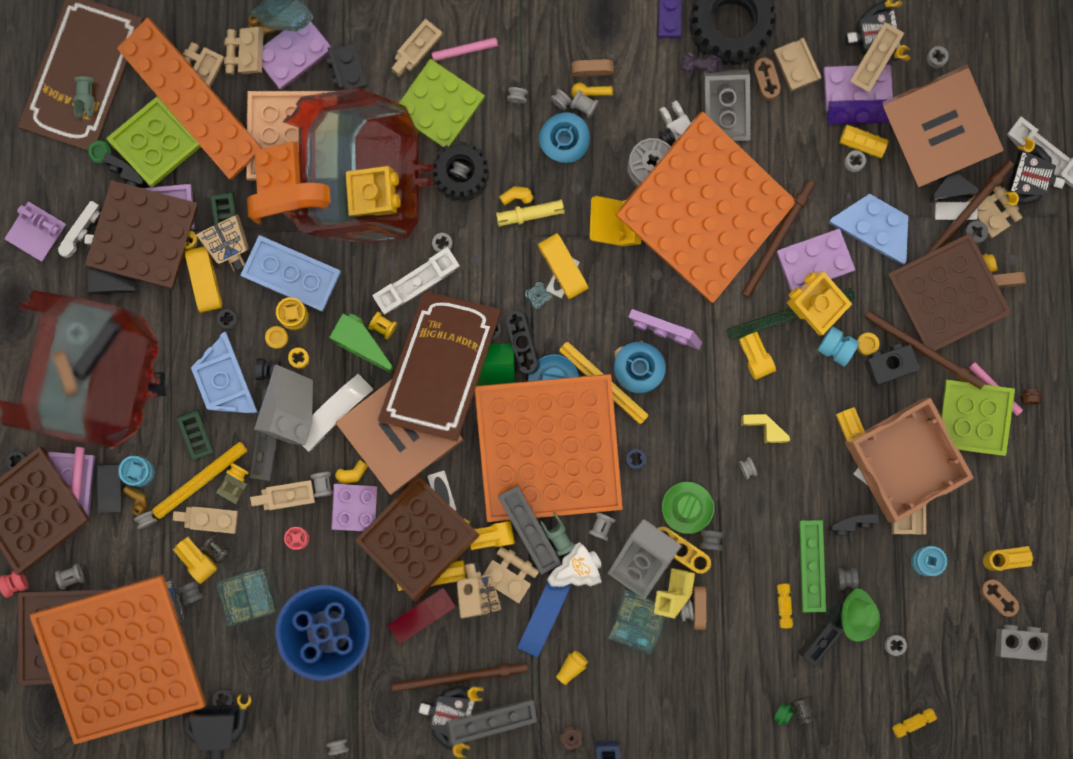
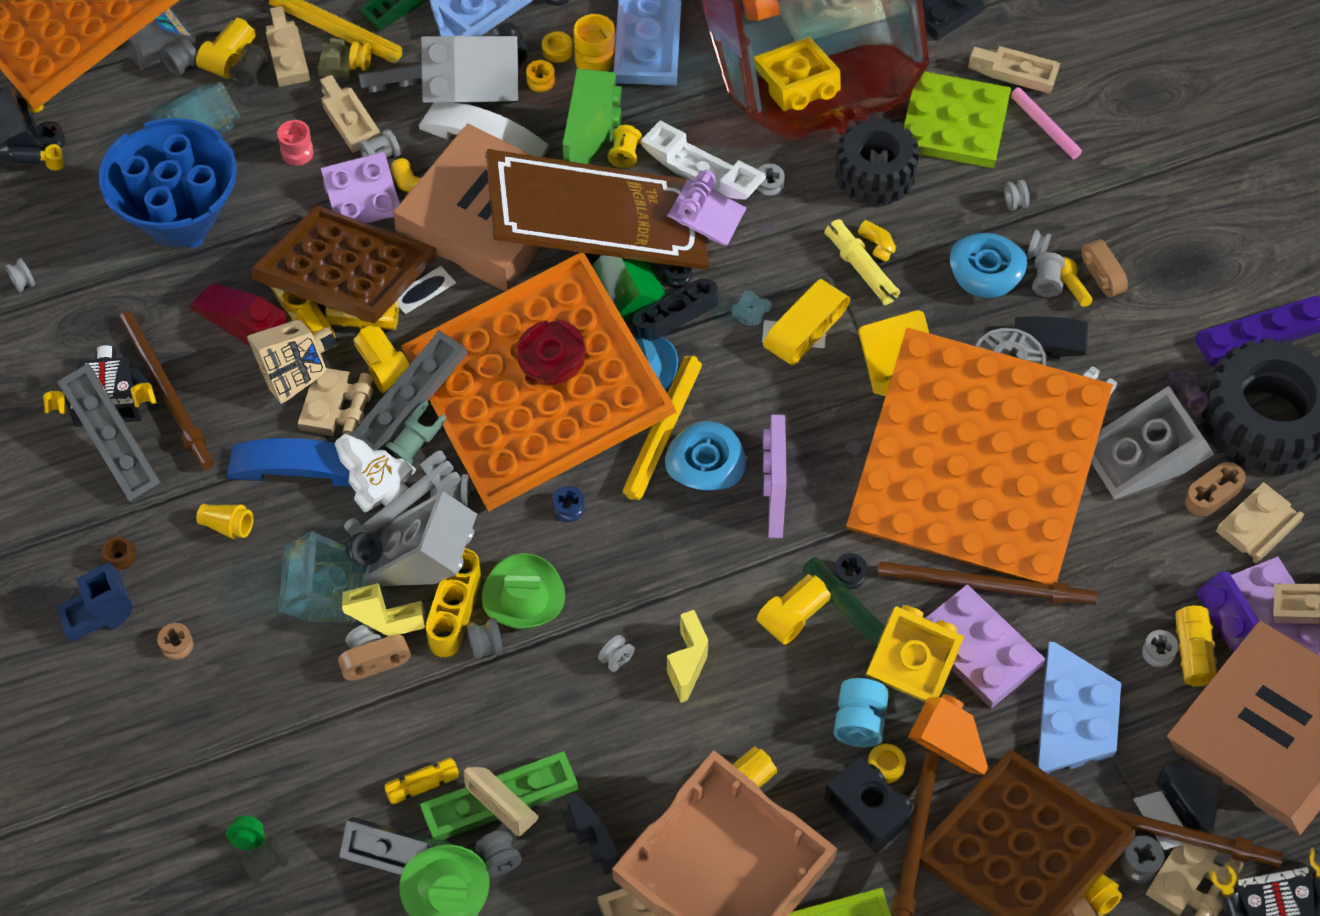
camera: 70 degrees right, 25 degrees down
(457, 294) = (706, 209): none -> lavender hinge
(540, 433) = (551, 352): none -> dark red tile
(599, 535) = (434, 477): none -> light grey hinge
(629, 124) = (1058, 335): none -> black slope
(629, 591) = (366, 559): none -> black bush
(637, 716) = (182, 633): none -> medium nougat bush
(749, 312) = (855, 561): none -> black bush
(820, 566) = (499, 799): none -> tan slope
(873, 305) = (950, 733): none -> orange slope

